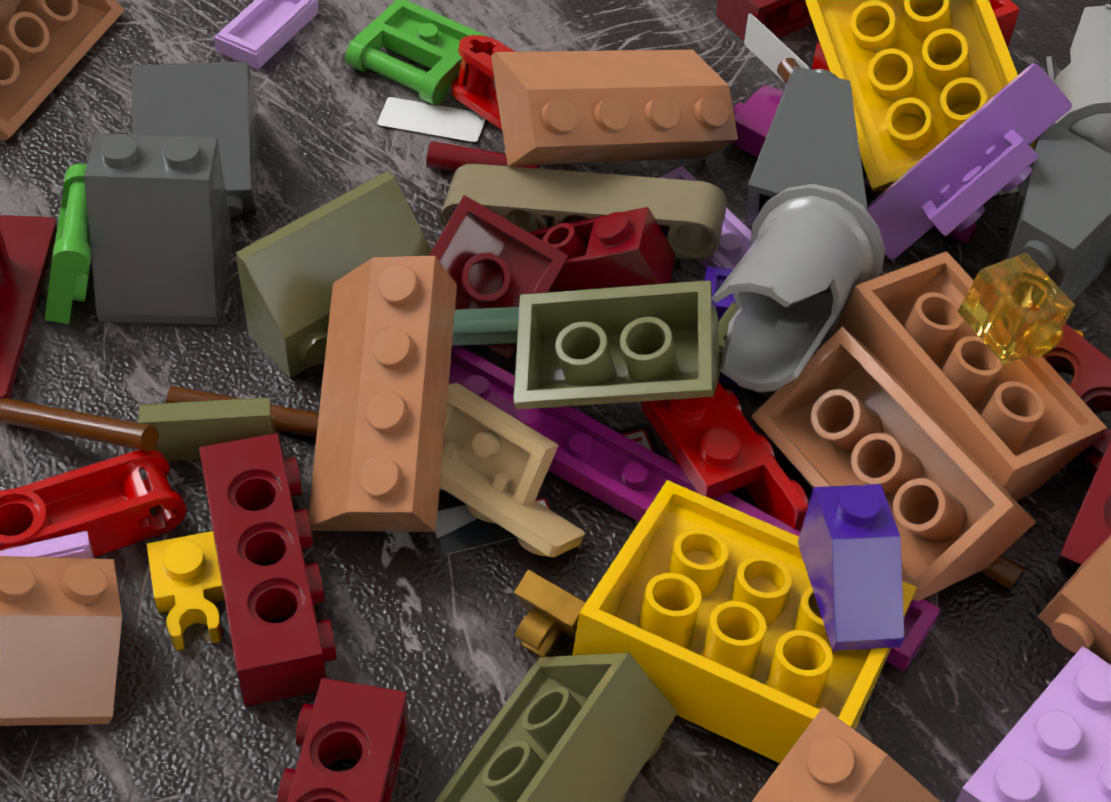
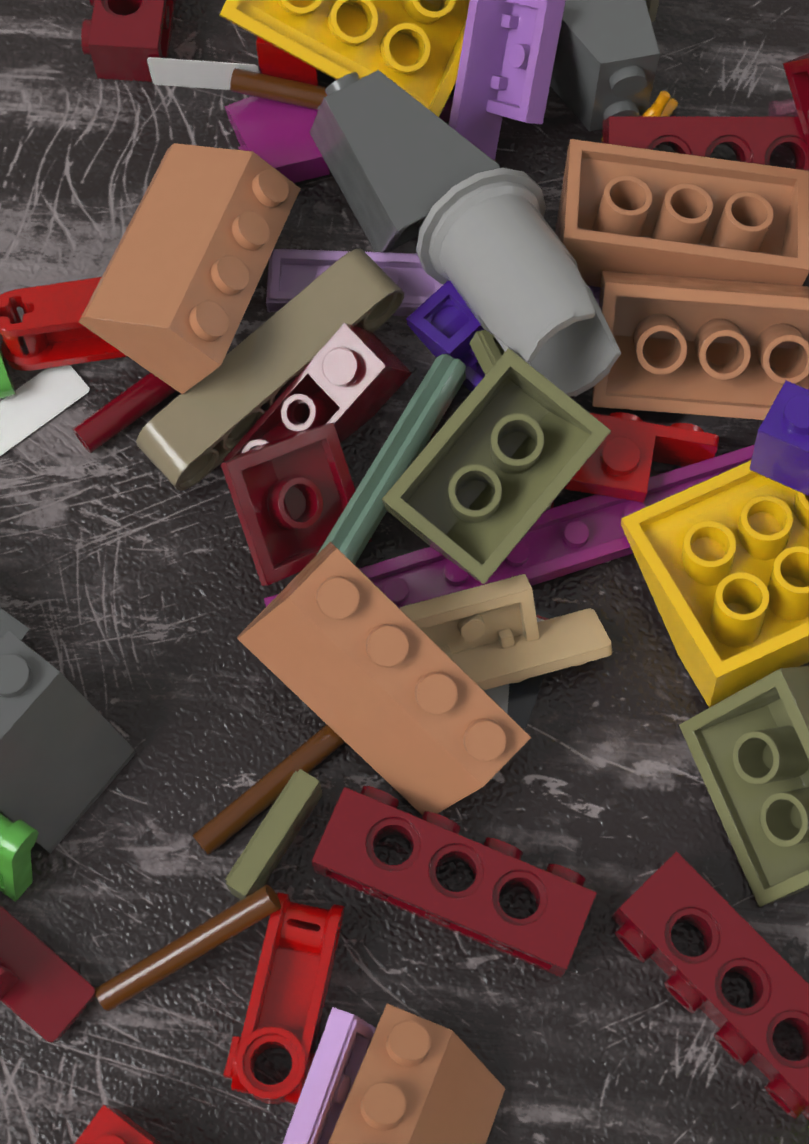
camera: 50 degrees left, 20 degrees up
(187, 584) = (408, 947): yellow plate -> none
(293, 270) = (196, 621): olive slope -> none
(549, 613) = (660, 692): pearl gold tile -> none
(1016, 309) = (683, 144): clear yellow brick -> none

